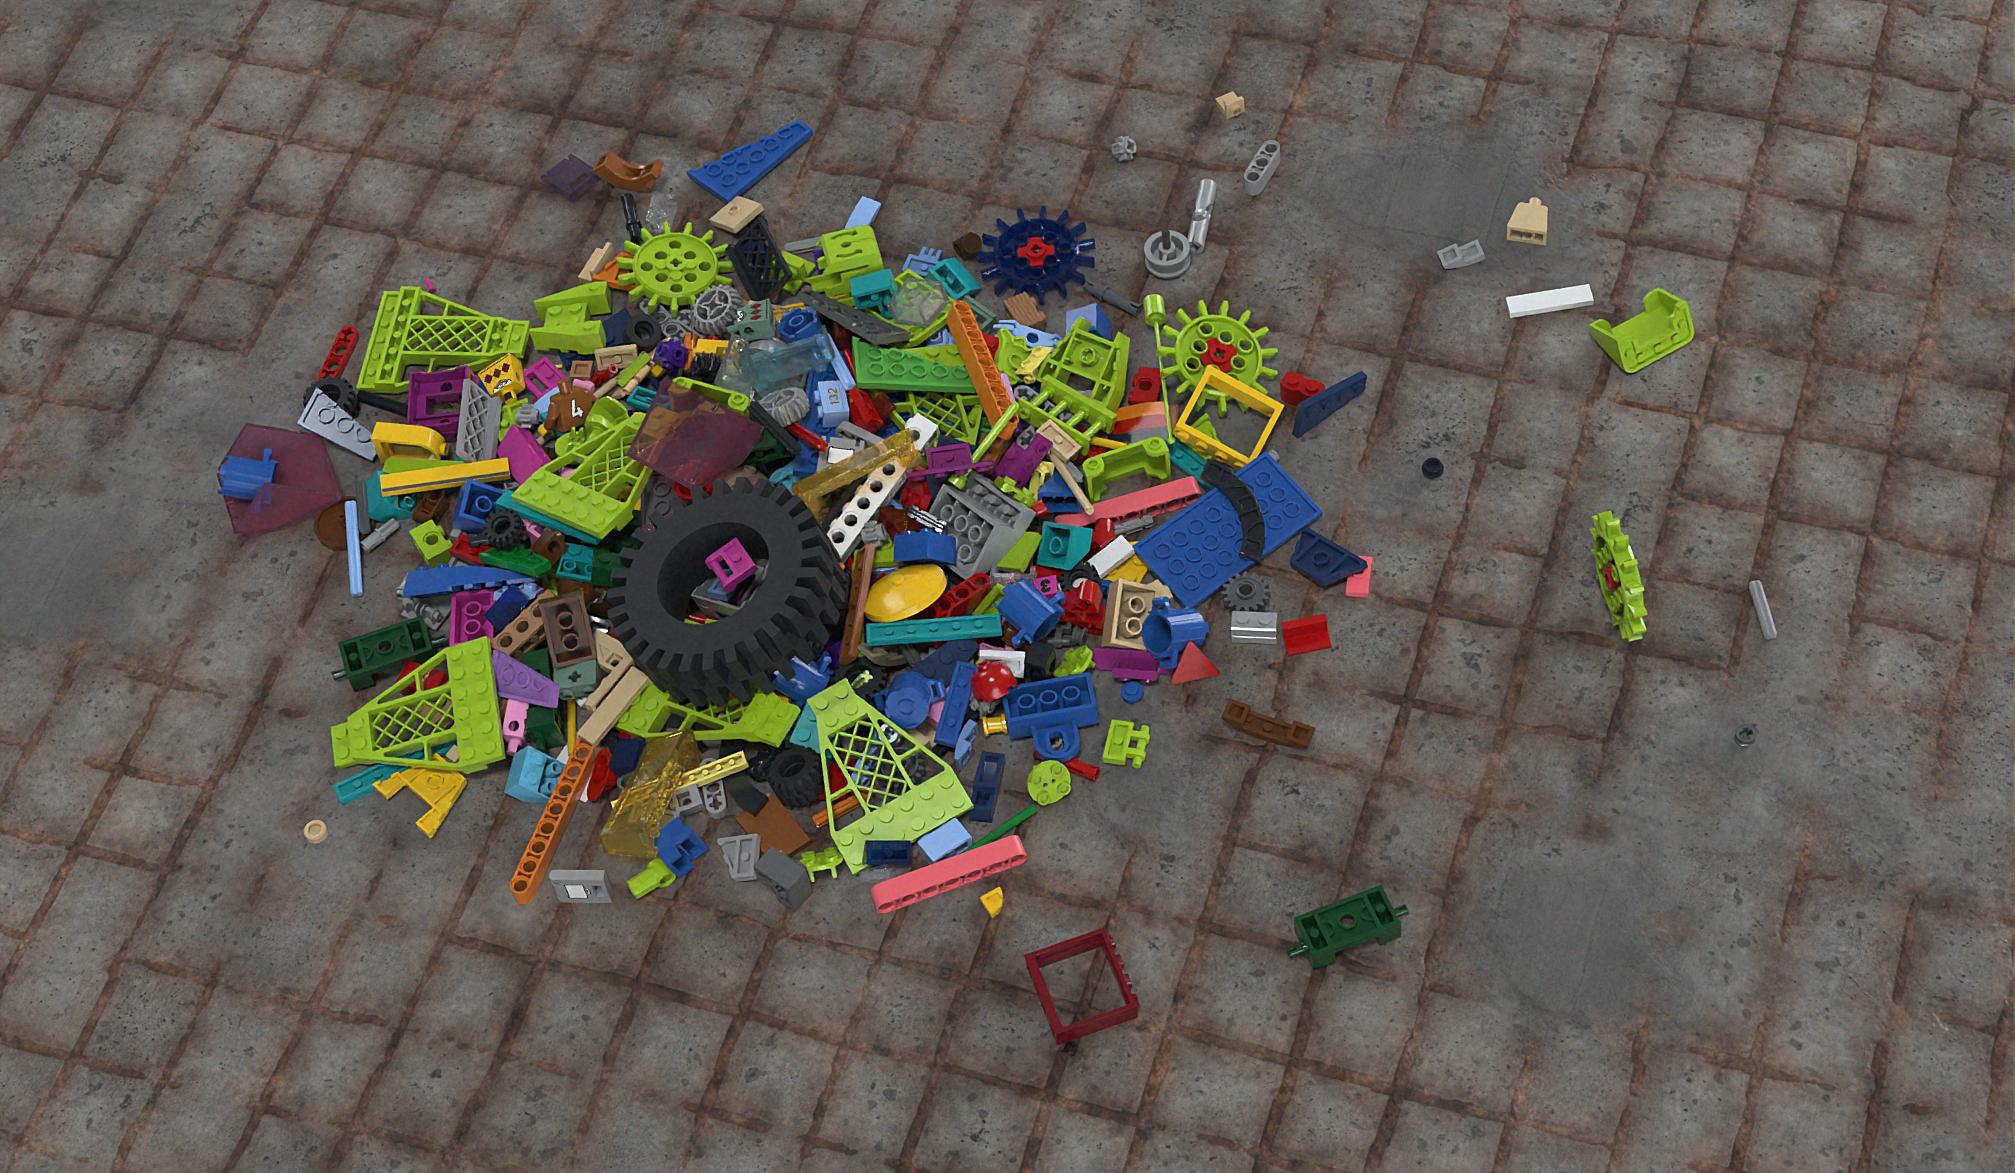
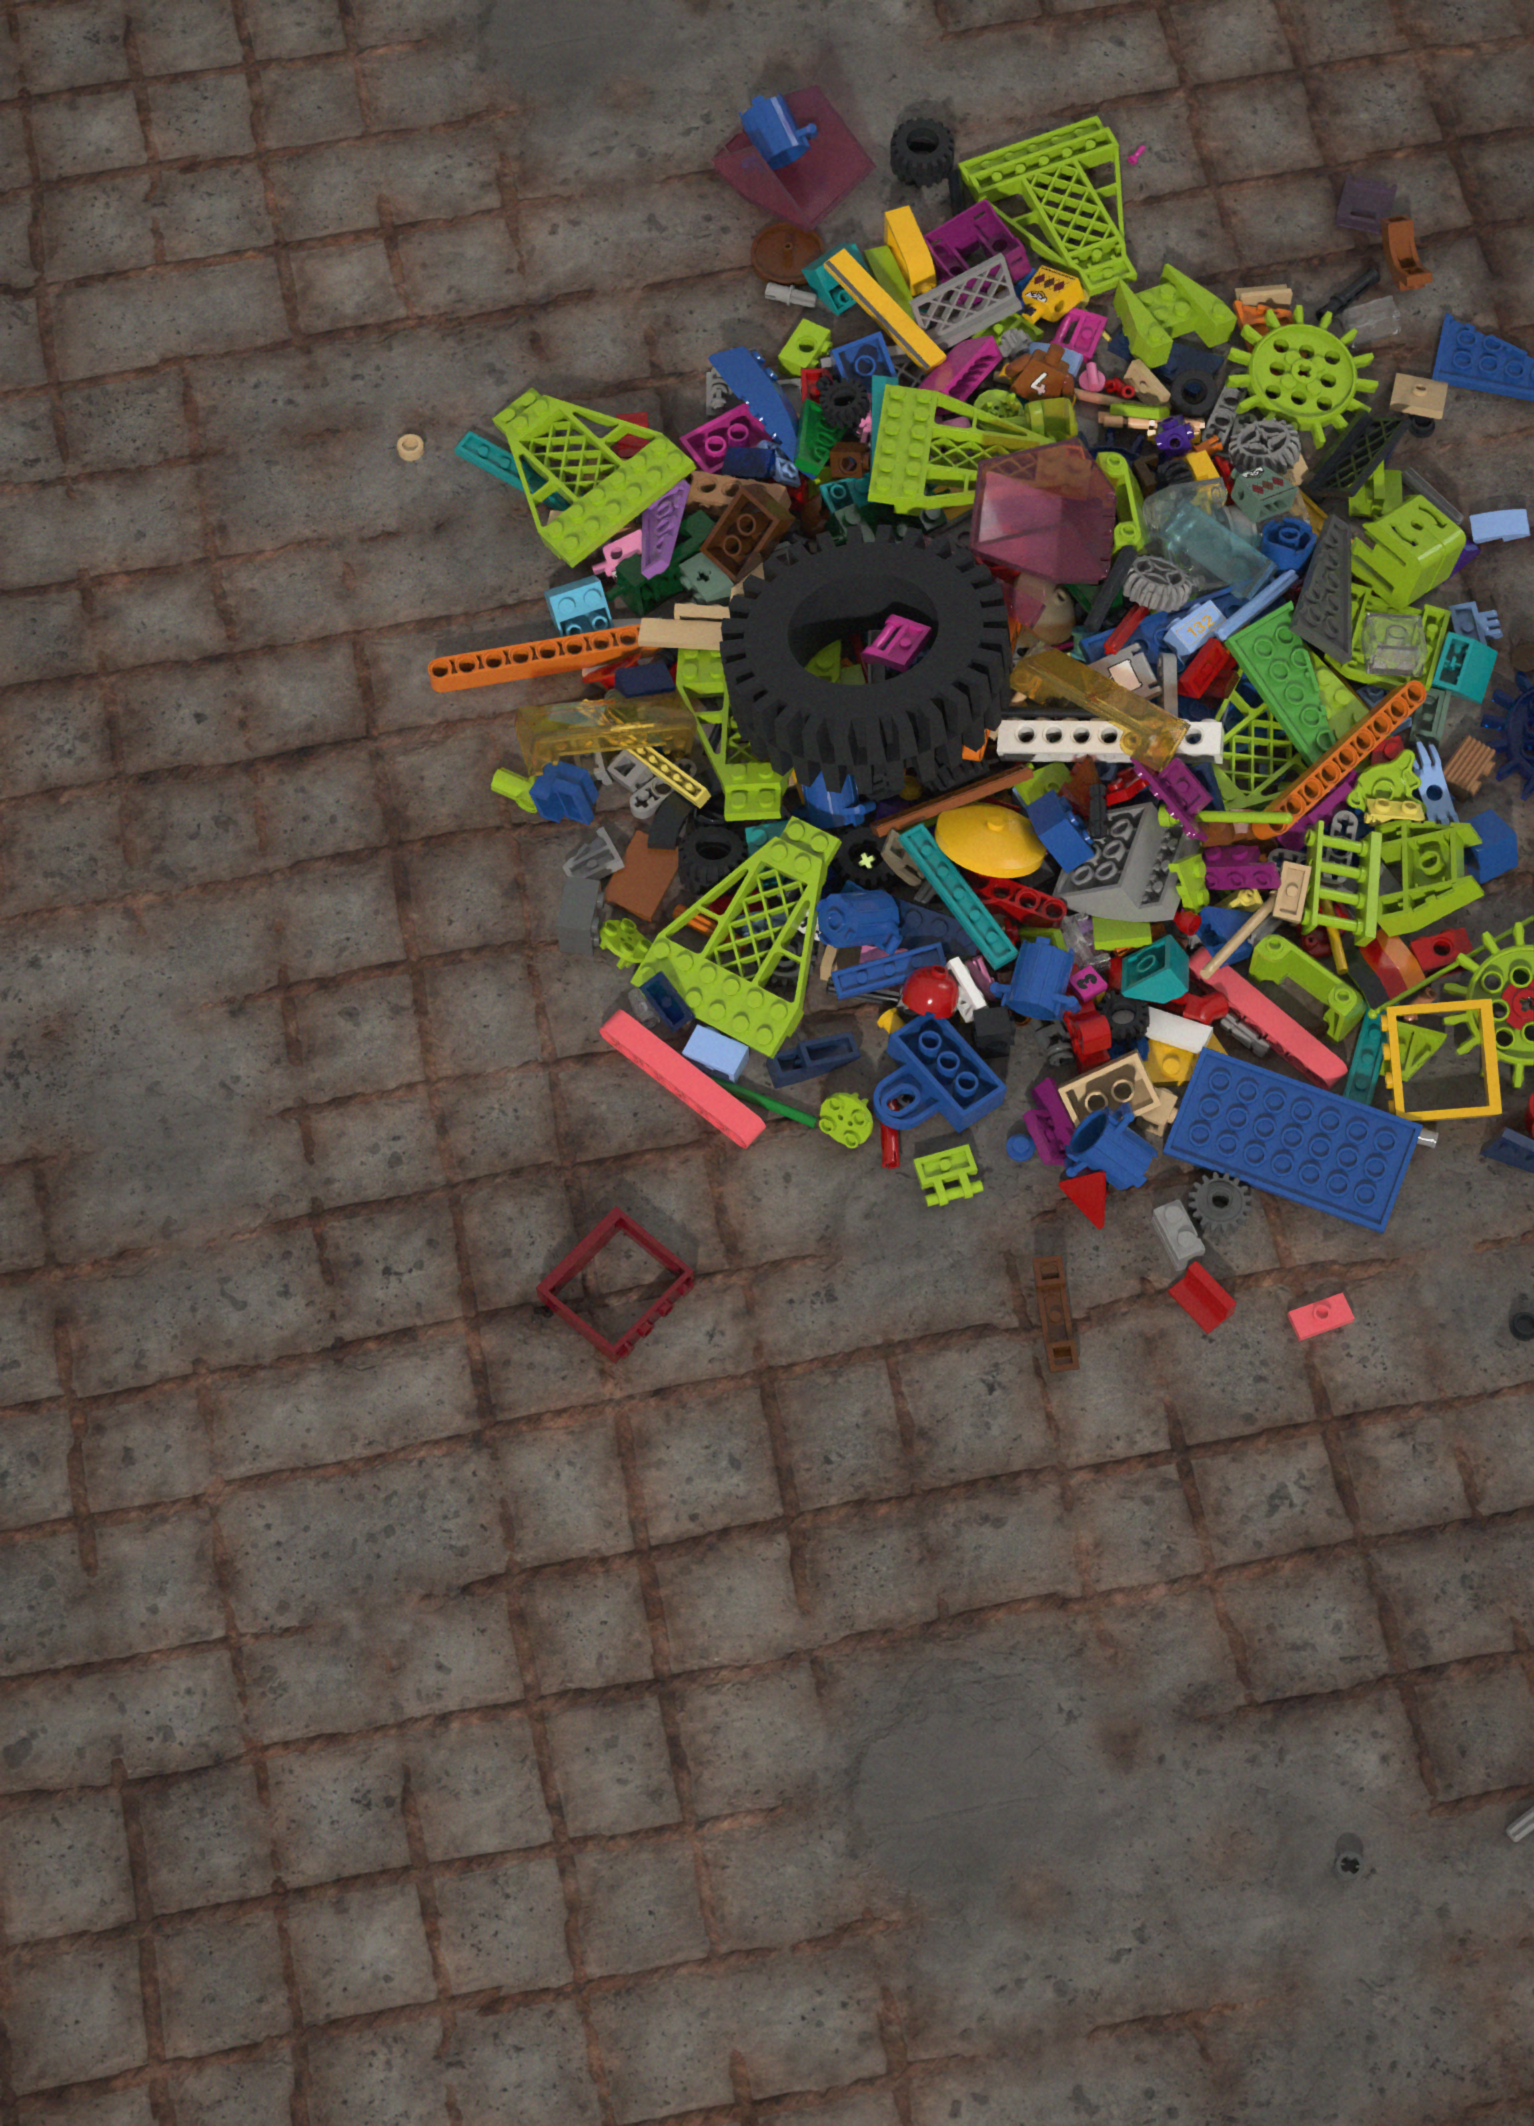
camera: 55 degrees right, 10 degrees up
(334, 424) = (890, 168): wing -> none
(340, 359) = (986, 121): red beam -> none
(353, 545) = (757, 280): light blue axle -> none
(362, 507) = (795, 268): dark grey axle -> none
(364, 657) = (668, 401): dark green brick -> none
(431, 506) = (852, 322): reddish brown piece -> none
(434, 786) = (515, 526): yellow wing -> none
(571, 725) = (666, 608): yellow bar -> none
(578, 886) = (469, 727): light grey container -> none
(581, 370) = (1112, 363): nougat plate -> none
(640, 402) = (1102, 430): teal tile -> none
(873, 290) = (1382, 588): teal brick -> none
(874, 533) = (1050, 768): light grey gear -> none
(963, 748) = (840, 1011): medium blue slope -> none
(993, 901) = (676, 1142): yellow tile -> none
(1075, 662) = (1017, 1067): lime plate -> none
(1245, 504) = (1333, 1141): black tile -> none
(1323, 934) = (857, 1550): dark green brick -> none
(1324, 559) = (1317, 1264): dark blue wing -> none
(1618, 575) = (1456, 1608): lime gear -> none

